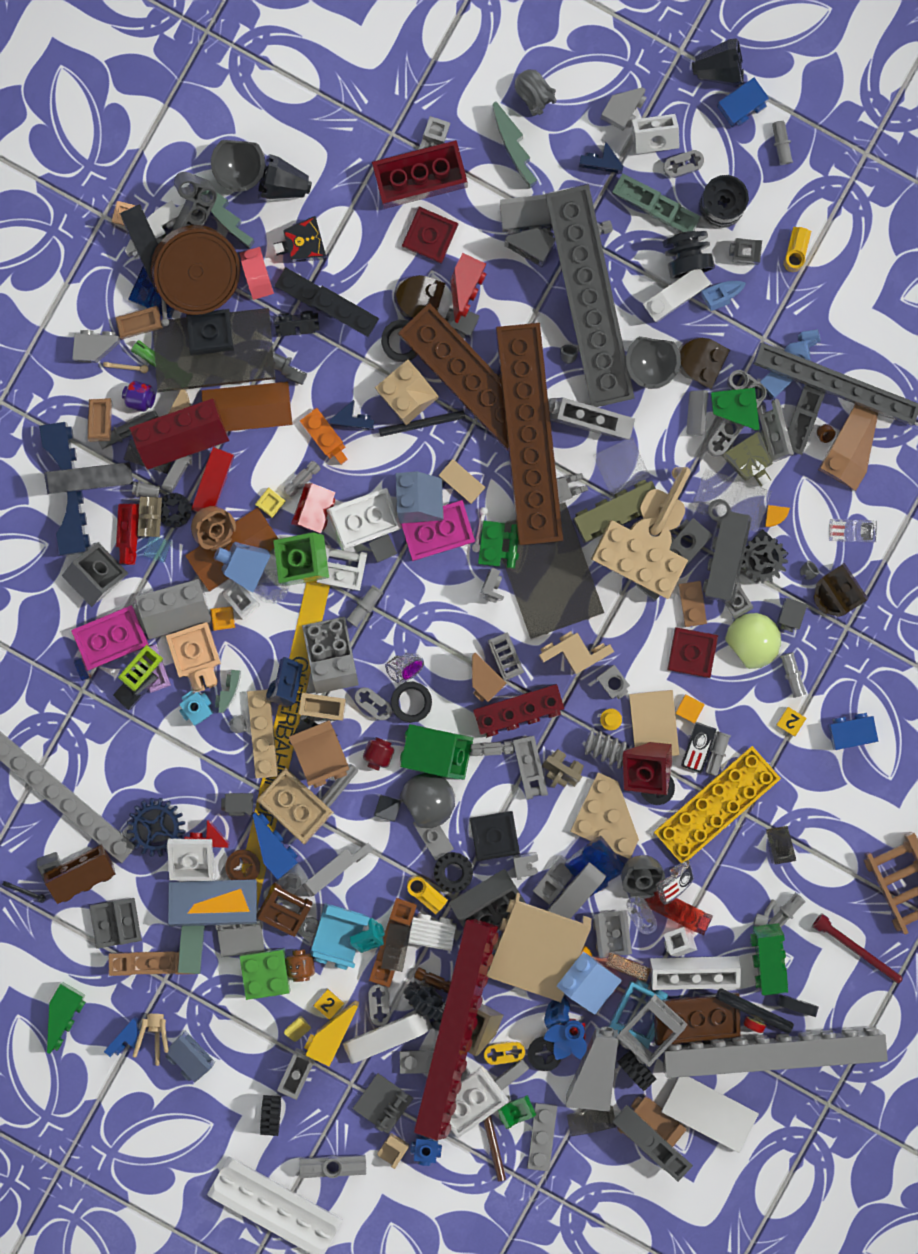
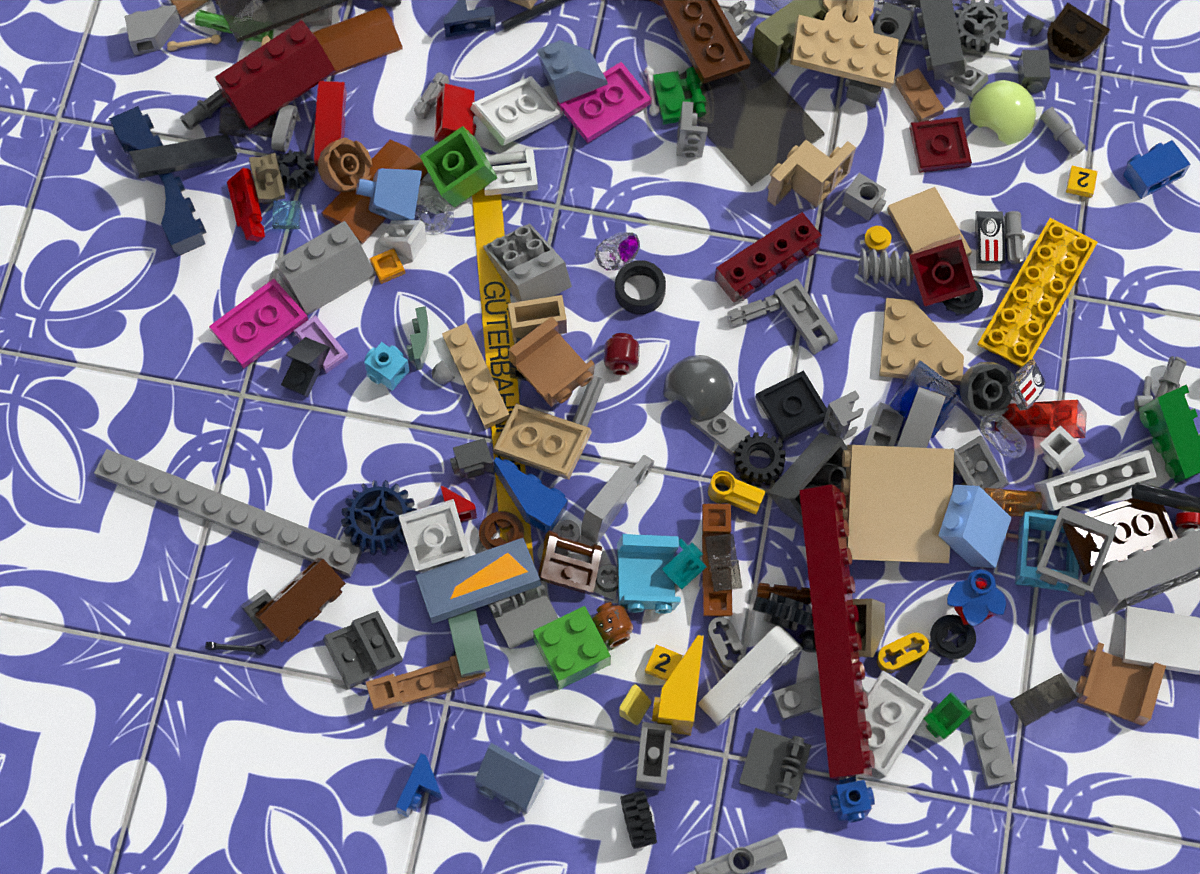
camera: 20 degrees left, 20 degrees down
(61, 1011) = (326, 774): green slope -> none
(82, 669) = (235, 366): clear blue tile -> none
(94, 574) = (218, 260): dark grey slope -> none
(99, 420) = (179, 98): medium nougat tile -> none
(139, 396) = (215, 60): dark purple head -> none
(145, 490) = (243, 155): light grey pin -> none
(149, 653) = (306, 320): lime slope -> none
(155, 1024) = (450, 753): tan plant -> none
(195, 655) = (367, 311): light nougat plate -> none
(270, 502) = (403, 130): light yellow tile -> none
(285, 687) = (486, 308): dark blue plate -> none
(324, 435) = (442, 47): orange hinge -> none
(364, 606) = (549, 203): light grey pin -> none
(370, 708) = (596, 304): light grey beam -> none
(382, 548) = (547, 140): dark grey slope -> none
(387, 808) = (653, 412): black slope -> none
(393, 1150) = (809, 817): tan panel -> none
(432, 932) = (761, 535): white brick -> none
(436, 752) = (689, 327): green slope -> none
(462, 481) = (613, 48): tan tile -> none
(485, 679) = (717, 229): medium nougat slope -> none
(493, 1144) = (936, 775): reddish brown bar -> none
(501, 638) = (730, 194): light grey slope -> none
(557, 1012) = (948, 576): blue plate -> none
(561, 773) = (844, 307): dark tan hips -> none
(595, 1075) = (1027, 634): light grey slope -> none
(637, 1071) = (1074, 615): black tyre -> none
(652, 1143) = (1134, 689): dark grey slope -> none
(689, 708) = (962, 202): light orange tile -> none
(780, 845) = (1131, 314): clear smoke slope -> none

